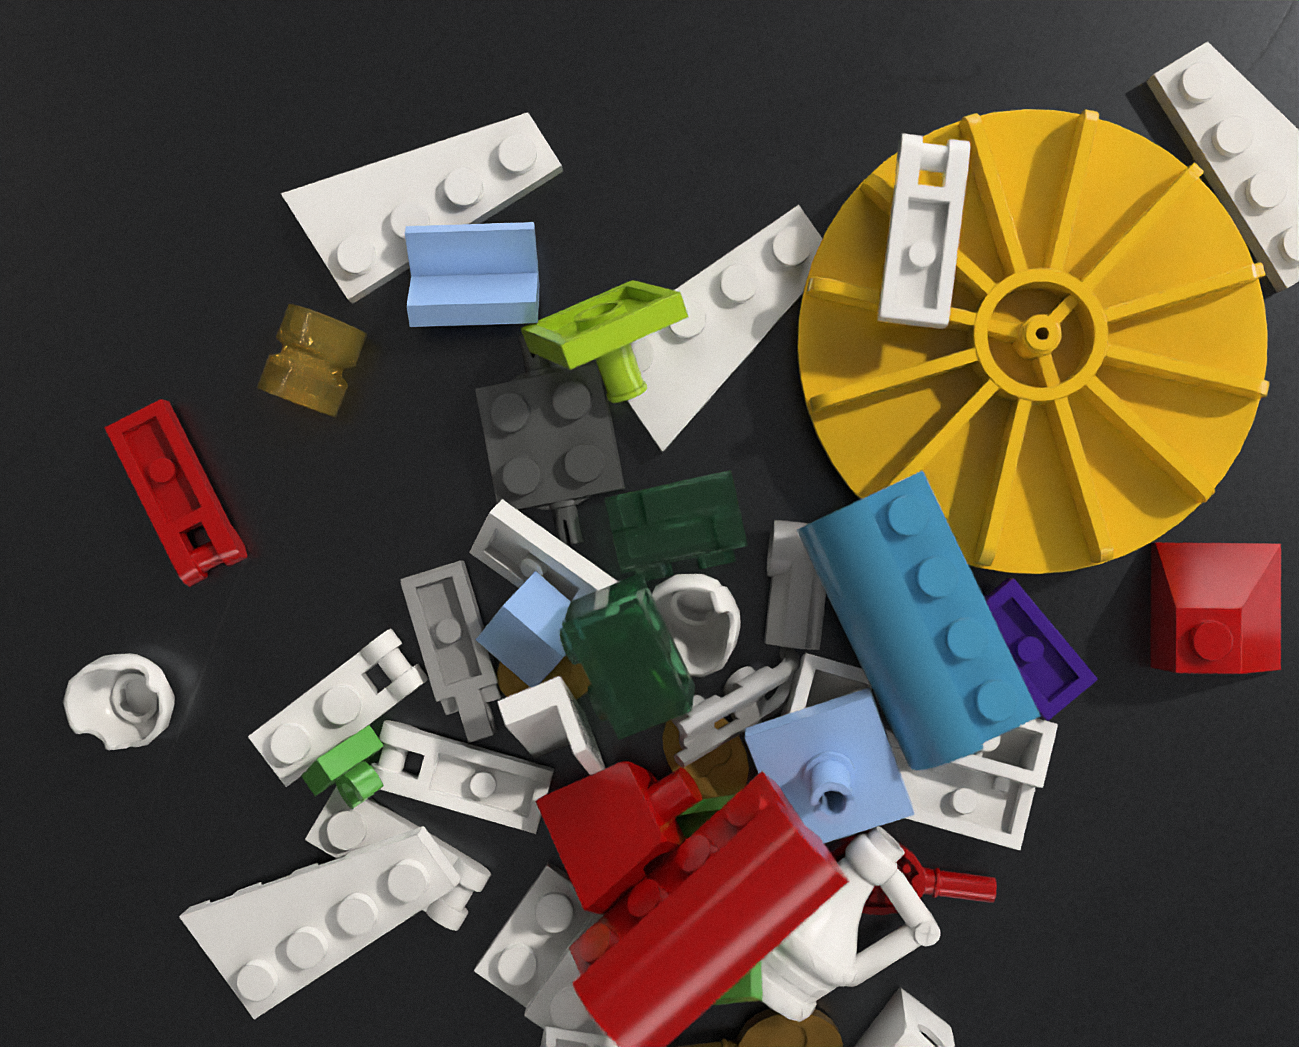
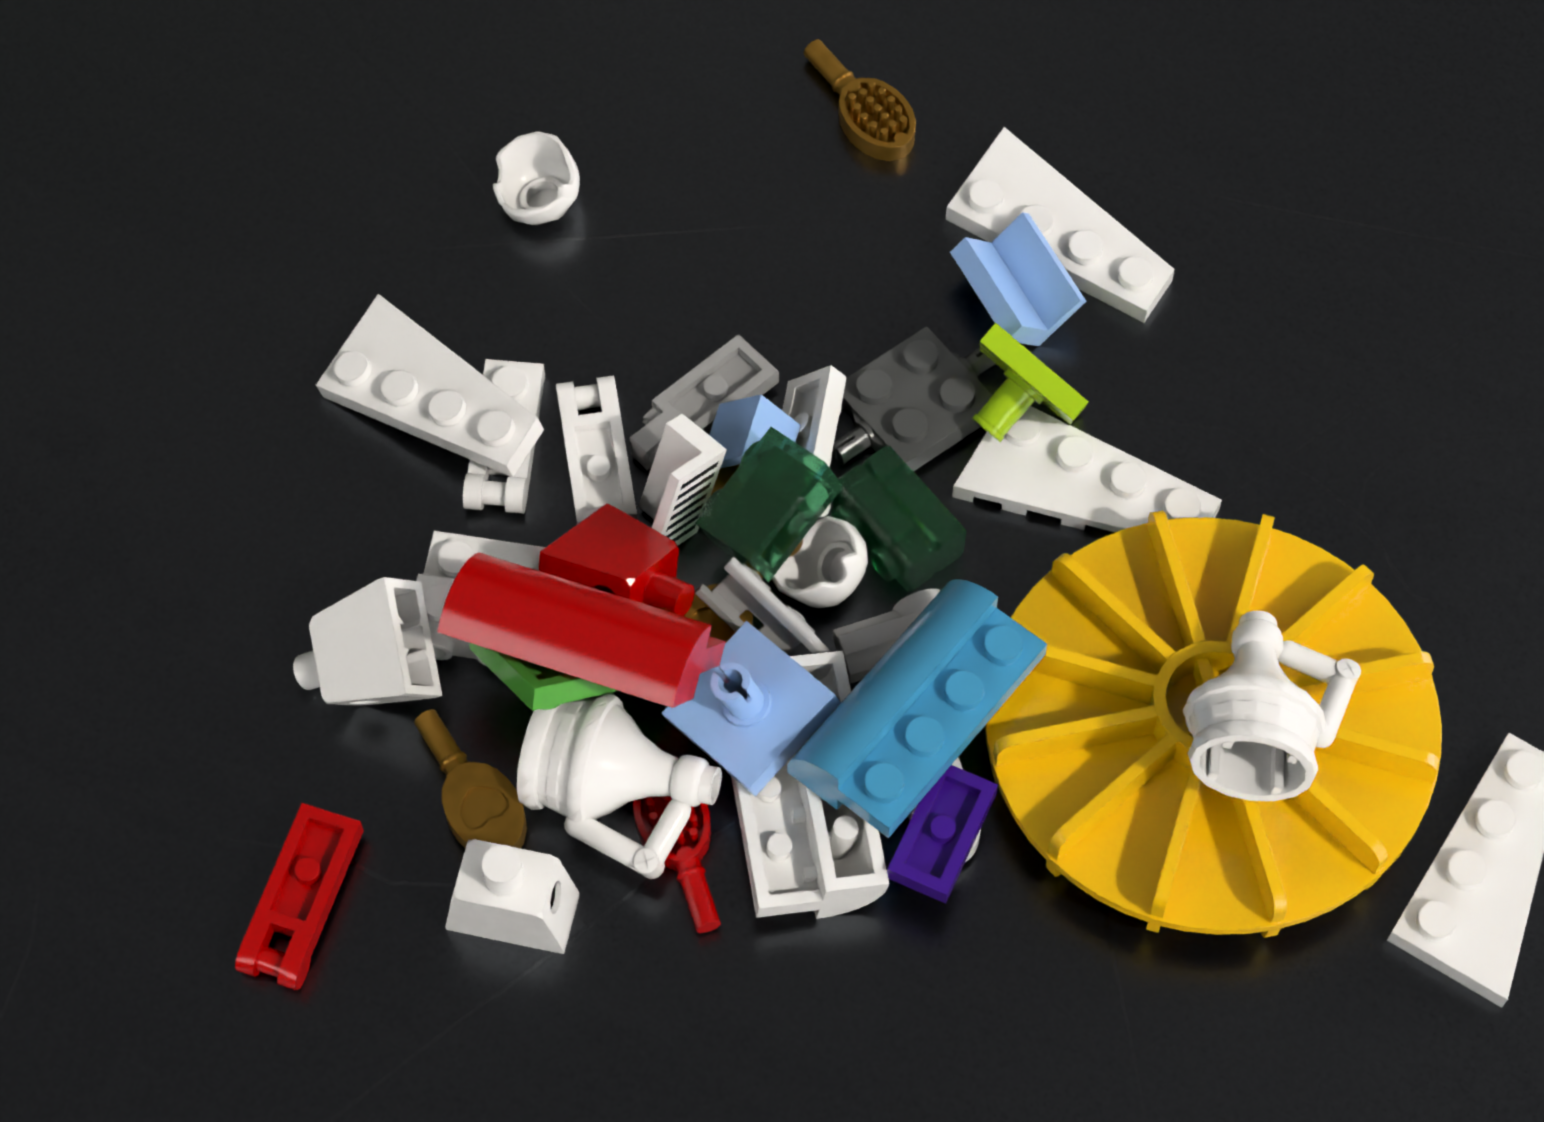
camera: 65 degrees right, 25 degrees down
(175, 490) = (724, 153): red plate -> none
(190, 316) = (870, 110): none -> pearl gold piece
(312, 360) = (883, 198): clear yellow wheel -> none
(336, 708) = (606, 341): white plate -> none
(347, 768) = (564, 355): bright green tile -> none
(923, 233) = (1245, 558): white plate -> none
(1114, 322) = (1256, 725): none -> white piece
(1215, 607) = (1067, 1007): red slope -> none

